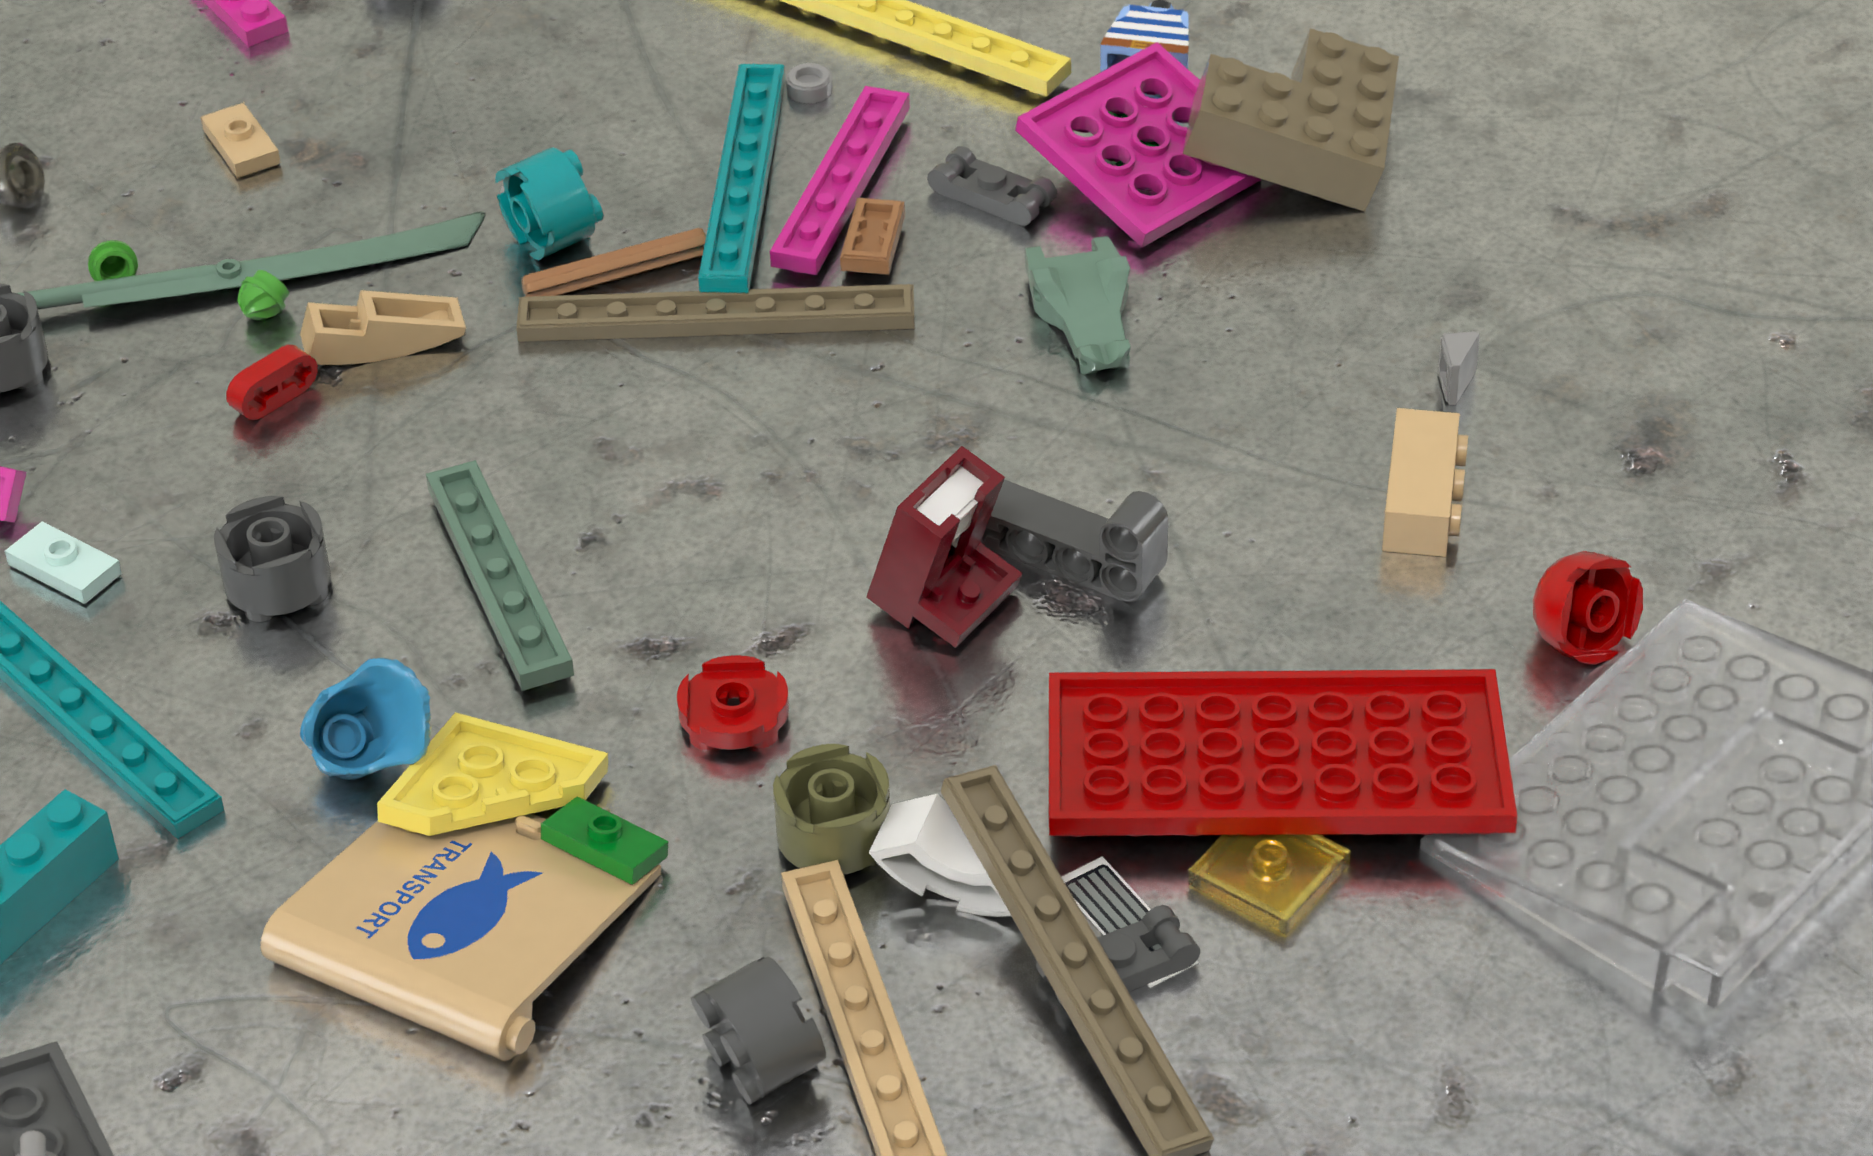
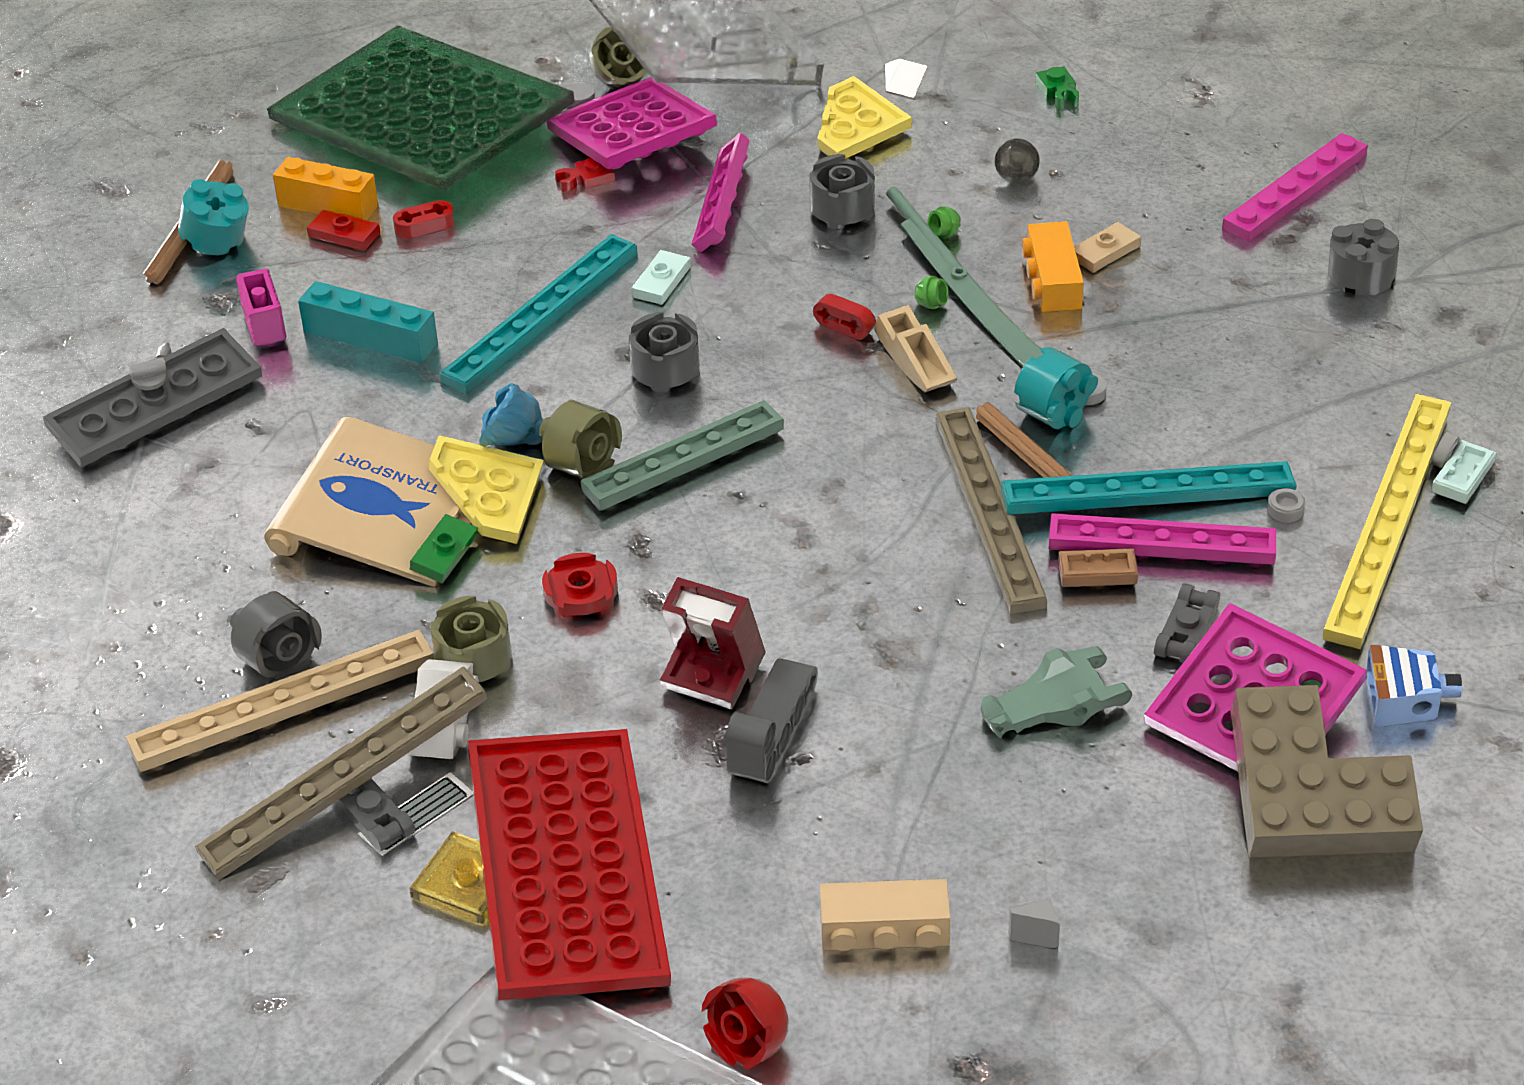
camera: 80 degrees right, 0 degrees up
(269, 180) = (1053, 266): none -> light orange brick
(448, 654) = (580, 439): none -> olive brick

